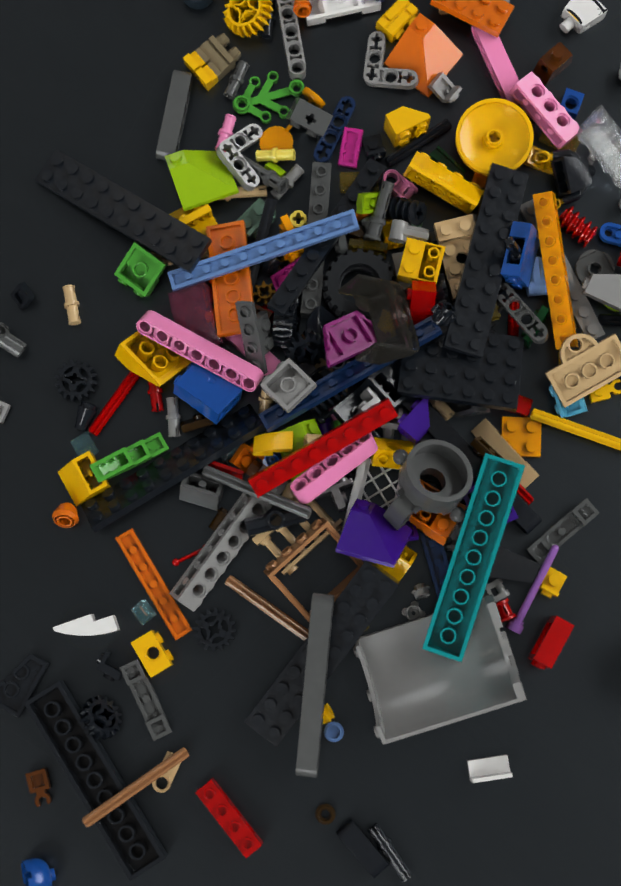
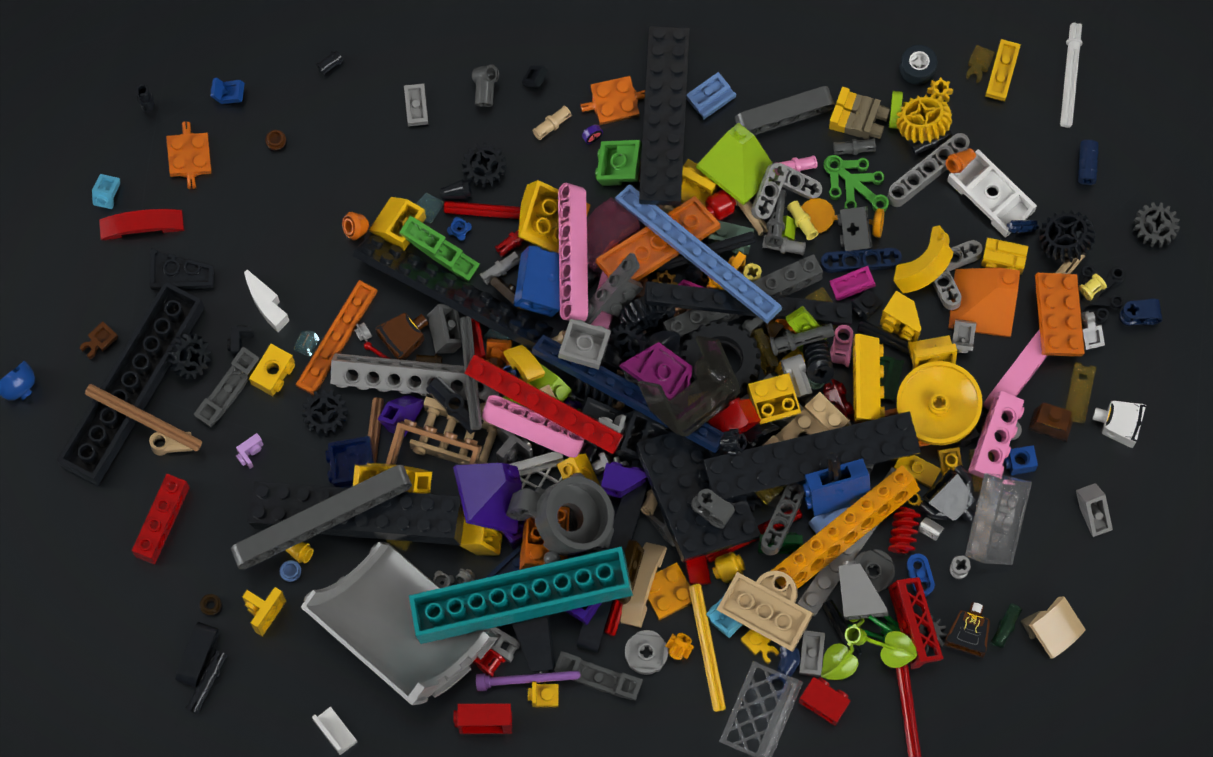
camera: 60 degrees right, 10 degrees down
(82, 244) = (614, 100): none -> orange plate
(101, 278) = (592, 134): none -> tile
(124, 433) = (458, 222): none -> blue plate
(125, 165) = (710, 95): none -> medium blue plate
(162, 559) = (363, 332): none -> light grey plate
(184, 528) = (402, 334): none -> reddish brown torso
(209, 707) = (250, 446): none -> lavender bracket
(221, 26) = (896, 103): none -> lime beam
(224, 211) = (720, 204): none -> red head
(251, 566) = (399, 410): none -> dark purple slope
(271, 631) = (344, 456): none -> clear blue plate
(300, 613) = (419, 478): none -> yellow arch
(352, 777) = (264, 611): none -> yellow bracket
(375, 81) = (928, 266): none -> yellow arch
(434, 213) = (836, 393): none -> red hinge
(446, 119) = (932, 350): none -> yellow bracket
(488, 362) = (713, 509): none -> dark grey piece
(531, 378) = (727, 566): none -> yellow head
(536, 184) = (920, 469): none -> yellow plate
(537, 29) = (1080, 391): none -> clear yellow plate
(560, 471) = (638, 643): none -> light grey plate
(573, 453) = (679, 646): none -> light orange gear
(585, 205) = (930, 528): none -> white slope

